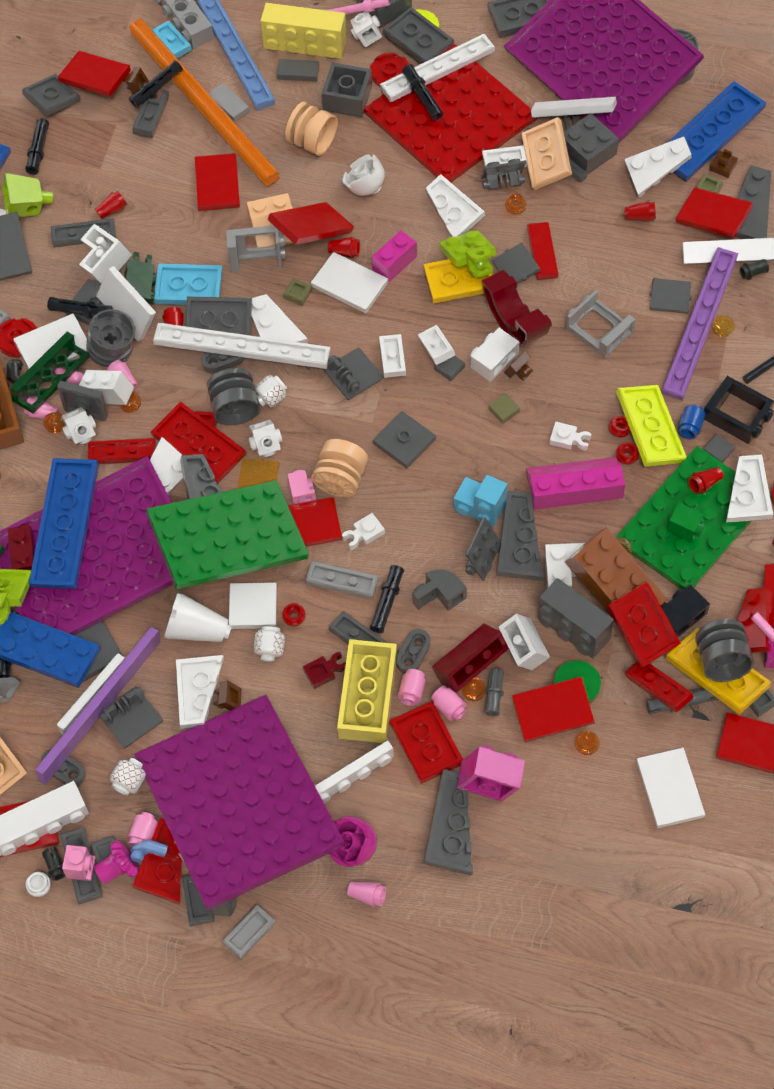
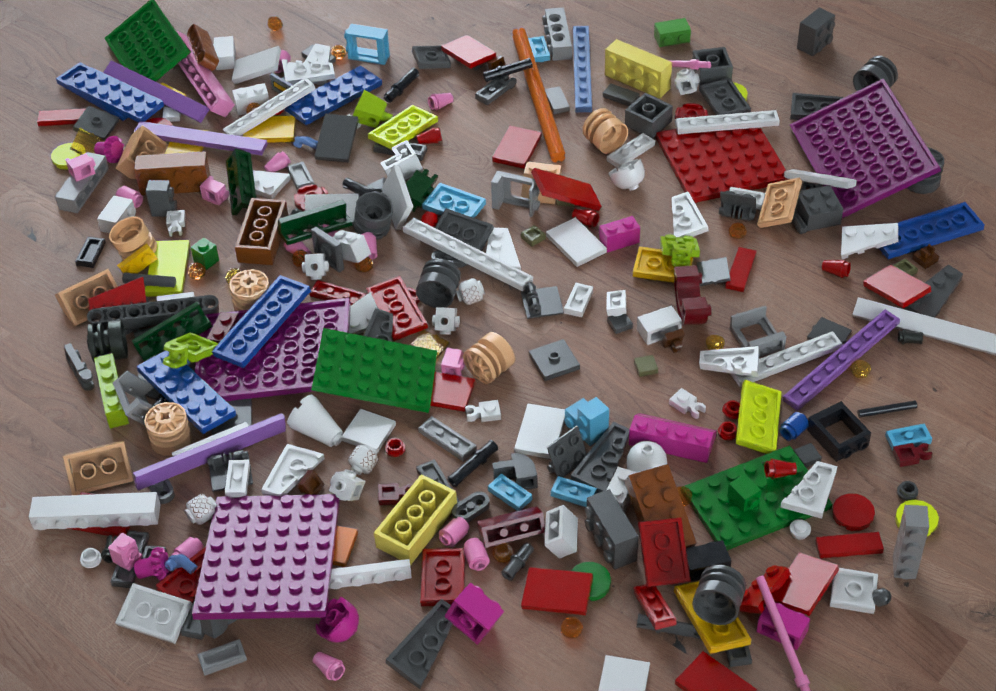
camera: 25 degrees right, 15 degrees down
(24, 489) = (247, 288): none -> light nougat wheel
(34, 697) = (167, 428): none -> light nougat wheel
(72, 204) = (403, 127): none -> neon yellow tile
(94, 152) = (438, 101): none -> bright pink cone
(147, 723) = (237, 478): none -> white plate
(148, 917) = (153, 613): none -> white tile
(270, 682) = (346, 485): none -> white brick
(303, 745) = (343, 545): none -> orange tile
(347, 141) = (631, 150): none -> white tile
(418, 85) = (701, 118): black pin -> none
(435, 531) = (539, 429): none -> white tile
(444, 617) = (510, 492): none -> medium azure plate
(509, 589) = (572, 491): none -> medium azure plate
(561, 353) = (715, 342): none -> clear yellow plate
(564, 522) = (645, 456): none -> white cylinder
(593, 369) = (733, 360): none -> white wing
(643, 344) = (793, 356): none -> white tile
(753, 537) = (800, 529): none -> white plate

